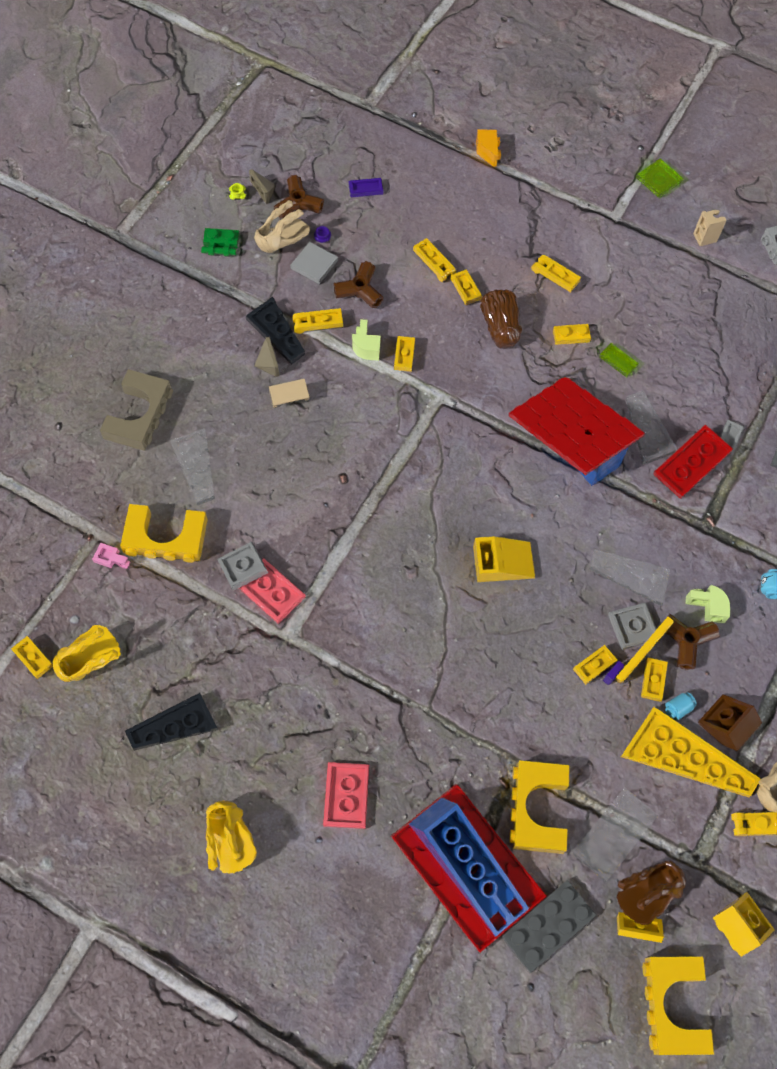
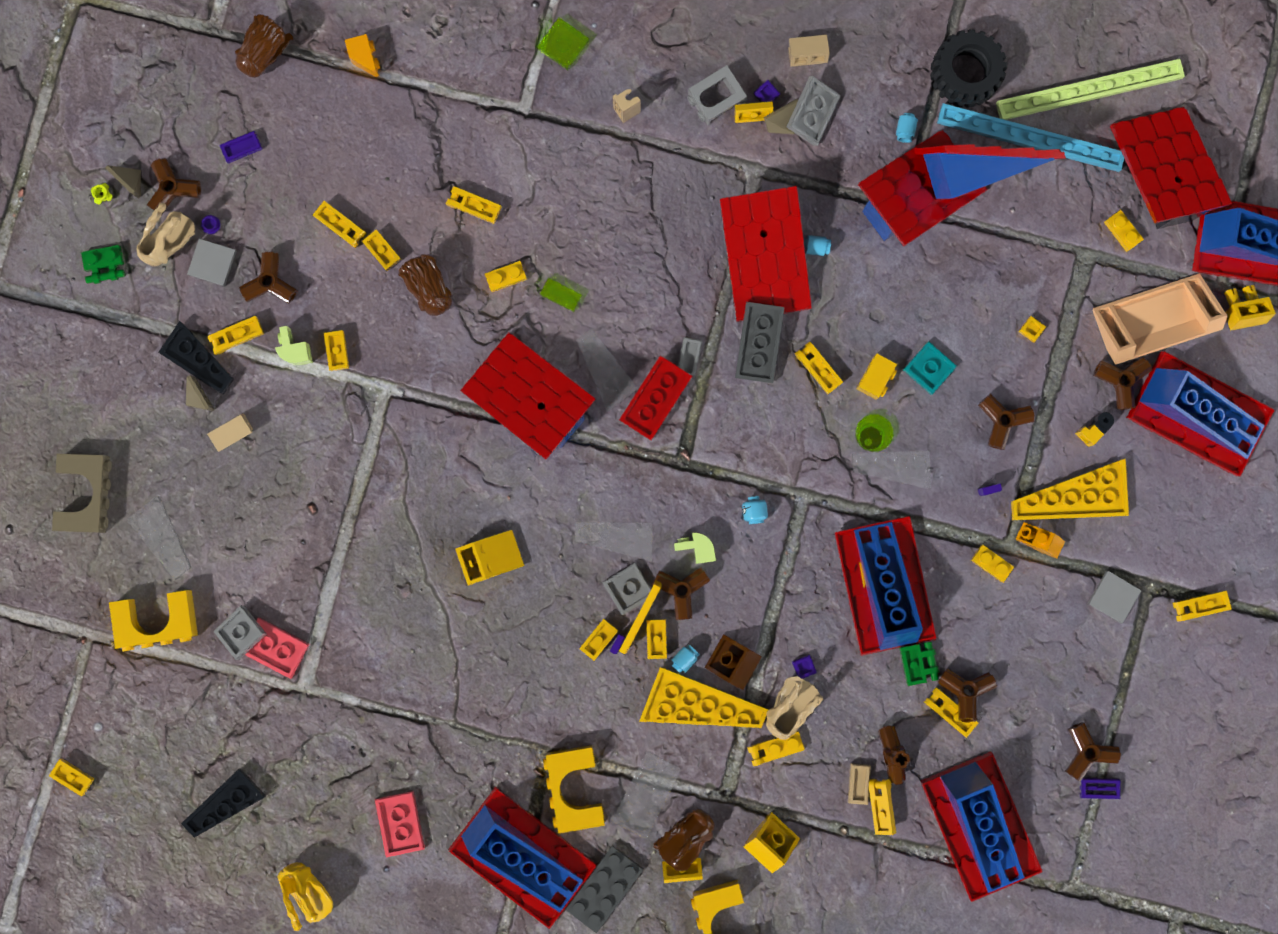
camera: 15 degrees left, 20 degrees up
(87, 653) = (121, 763): yellow hair -> none
(108, 555) = (108, 658): bright pink plate -> none
(405, 117) = (261, 46): none -> reddish brown hair

